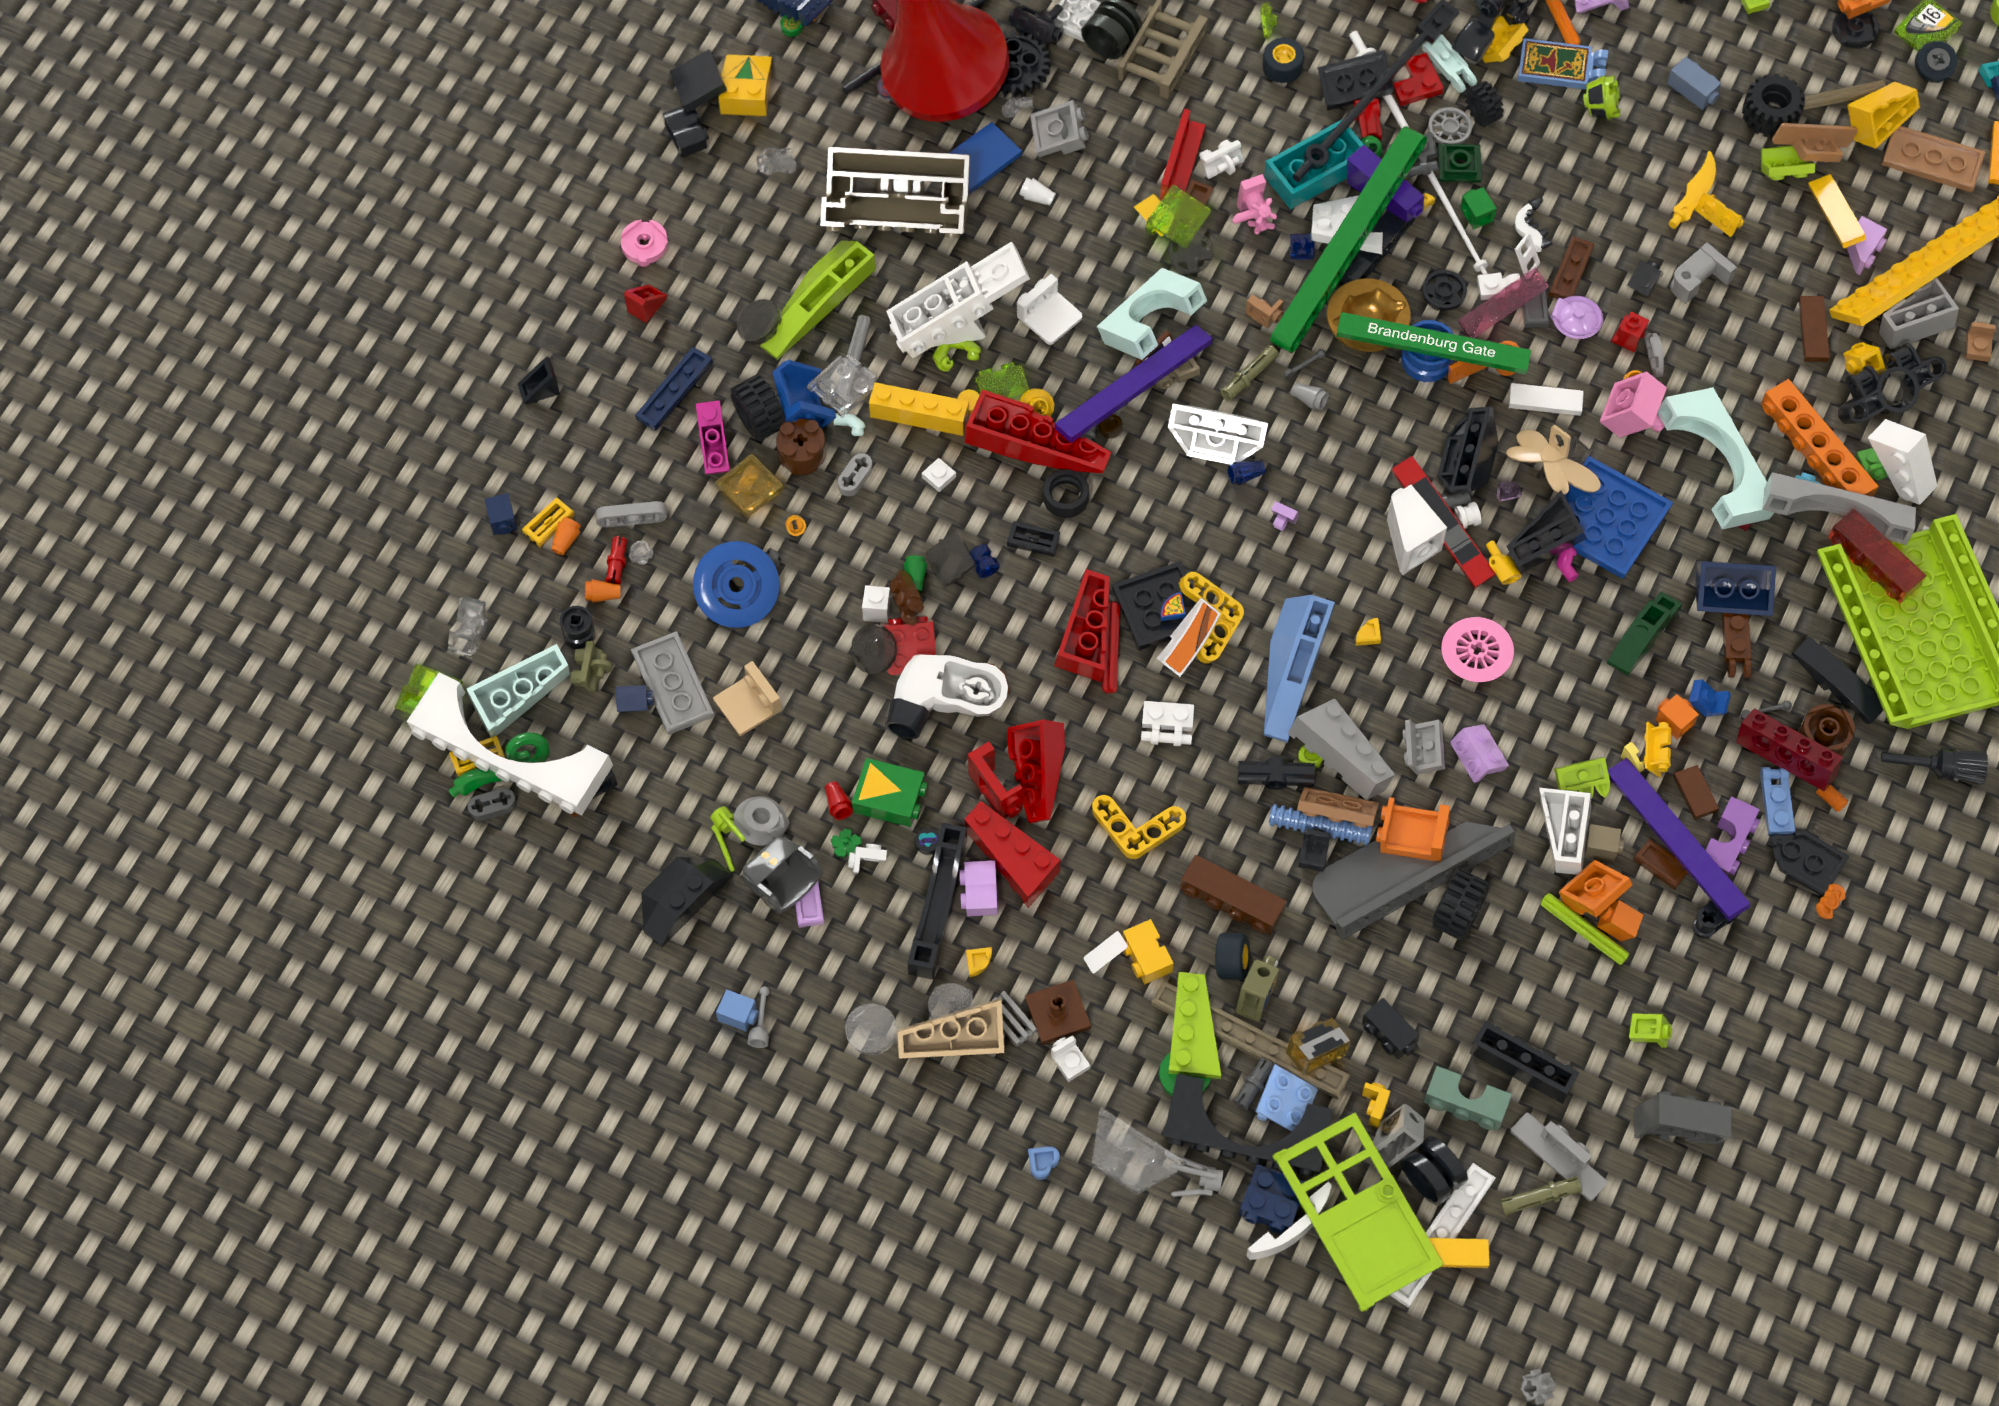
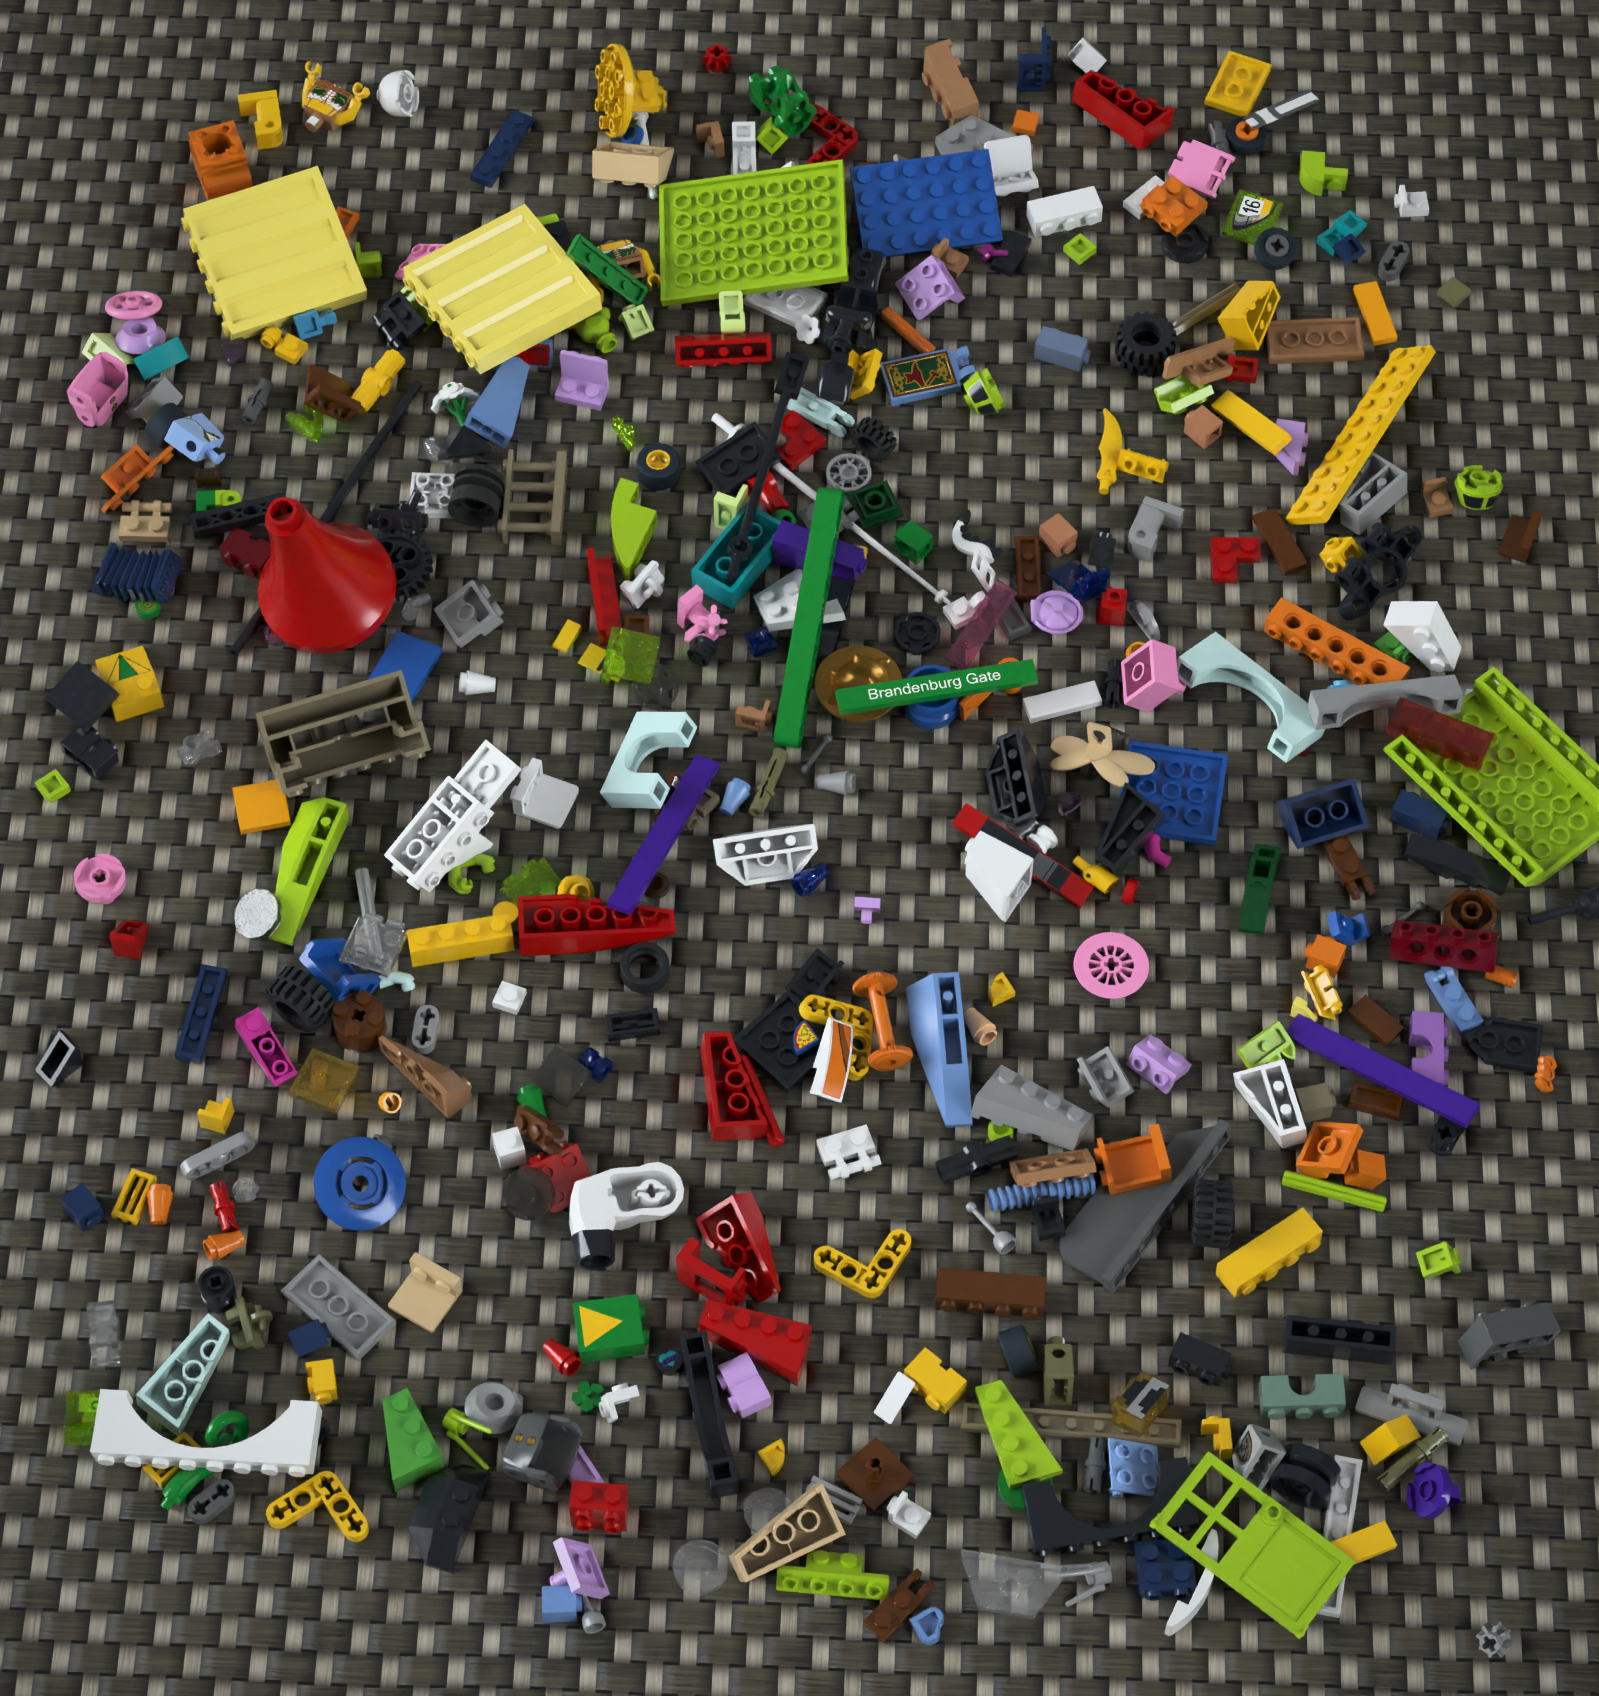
camera: 25 degrees left, 5 degrees down
(581, 836) = (319, 1496): none -> yellow beam
(628, 740) = (322, 1380): none -> yellow brick
(641, 149) = (52, 786): none -> lime plate
(646, 480) = (216, 1115): none -> yellow panel
(674, 821) = (410, 1442): none -> bright green wedge
(765, 988) = (579, 1569): none -> lavender tile
(803, 232) = (260, 807): none -> light orange tile
(806, 941) = (599, 1506): none -> red brick
(842, 523) = (434, 1080): none -> medium nougat wedge
(979, 1083) = (833, 1575): none -> lime bracket
(1023, 1134) = (897, 1607): none -> reddish brown hinge
(1135, 180) = (567, 636): none -> yellow piece
(1209, 558) = (815, 976): none -> black bracket
(1215, 372) = (734, 796): none -> medium blue cone
(1234, 104) = (630, 526): none -> lime slope
(1245, 236) = (702, 650): none -> black wheel
(1257, 587) = (875, 987): none -> orange hose
(1265, 854) = (1002, 1240): none -> light grey hinge
(1323, 116) = (727, 507): none -> yellowish green panel
(1334, 659) = (980, 1027): none -> light nougat cone
(1498, 960) = (1269, 1253): none -> yellow brick
(1525, 591) = (1130, 891): none -> red tile
(1529, 1169) = (1390, 1439): none -> yellow slope
(1544, 1232) = (1432, 1491): none -> dark purple tile
(1598, 401) = (1113, 684): none -> black pin
(1611, 249) = (1058, 535): none -> nougat brick
(1612, 296) = (1080, 580): none -> clear blue hinge
(1760, 321) = (1228, 552): none -> red plate
(1791, 199) = (1202, 426): none -> nougat brick
(1824, 623) = (1419, 815): none -> dark blue brick
(1854, 160) = (1243, 369): none -> red tile

